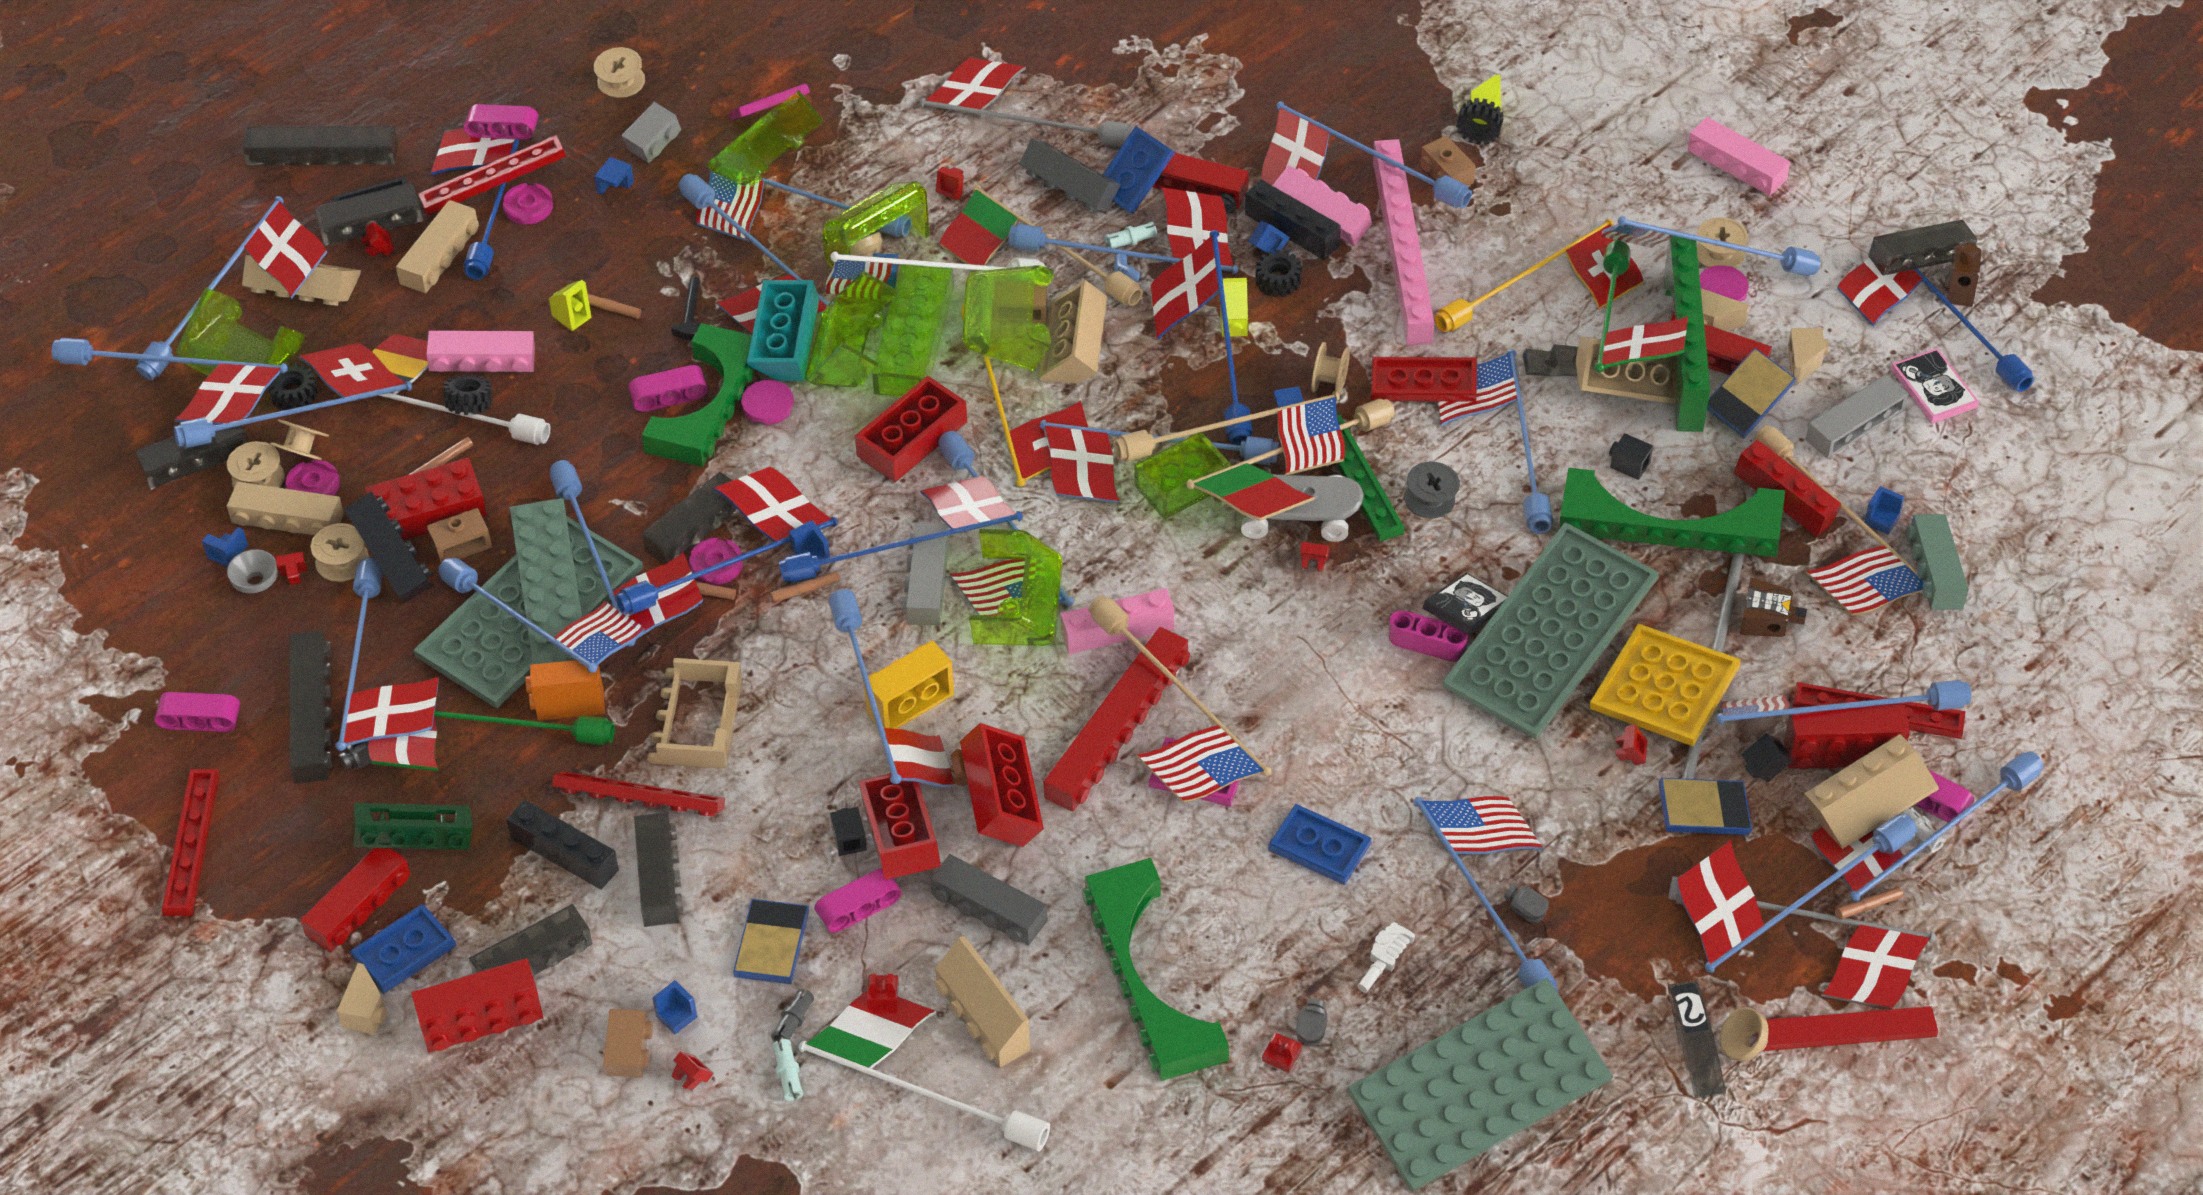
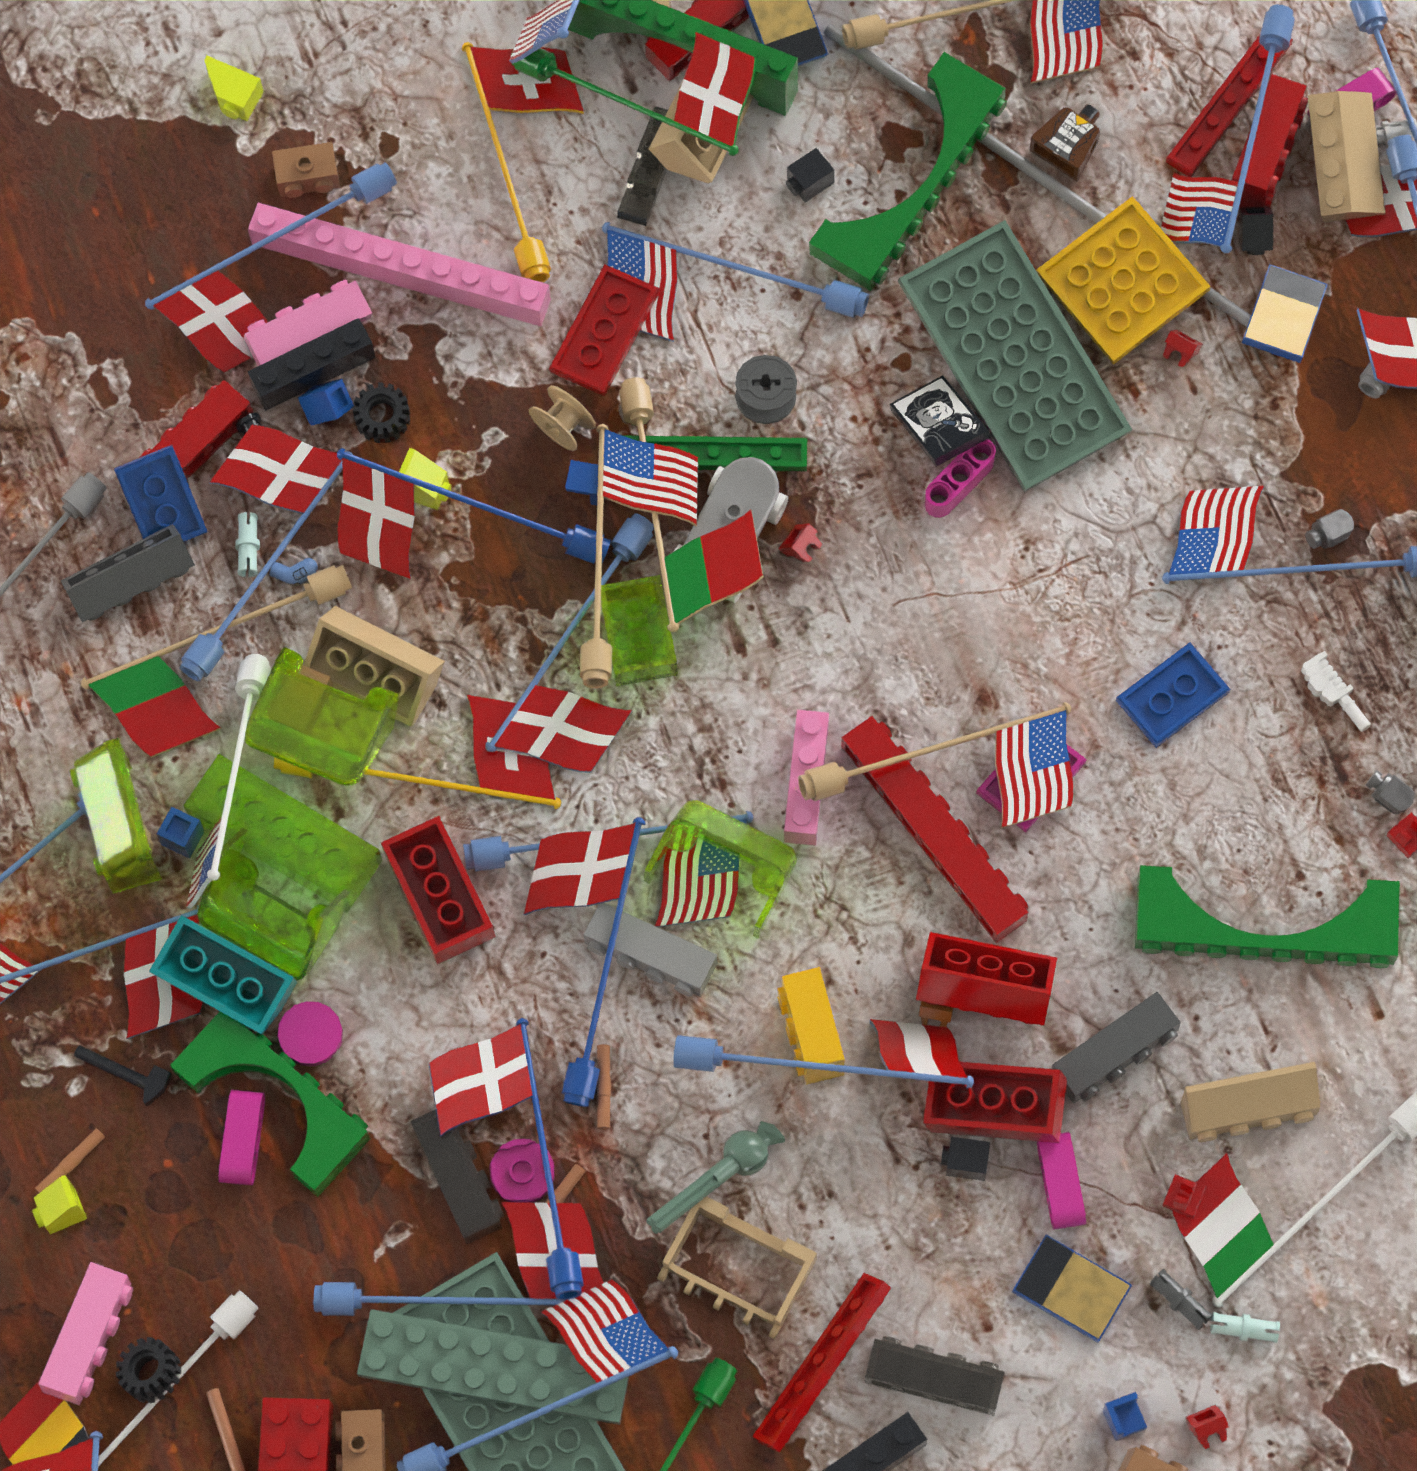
camera: 65 degrees left, 20 degrees up
(564, 690) = (656, 1399): orange brick -> none
(785, 685) = (743, 1155): none -> sand green piece
(809, 538) = (550, 1060): blue panel -> none
(950, 182) = (68, 707): red tile -> none
(1485, 112) = (265, 107): black tyre -> none
(1803, 498) = (920, 48): red brick -> none

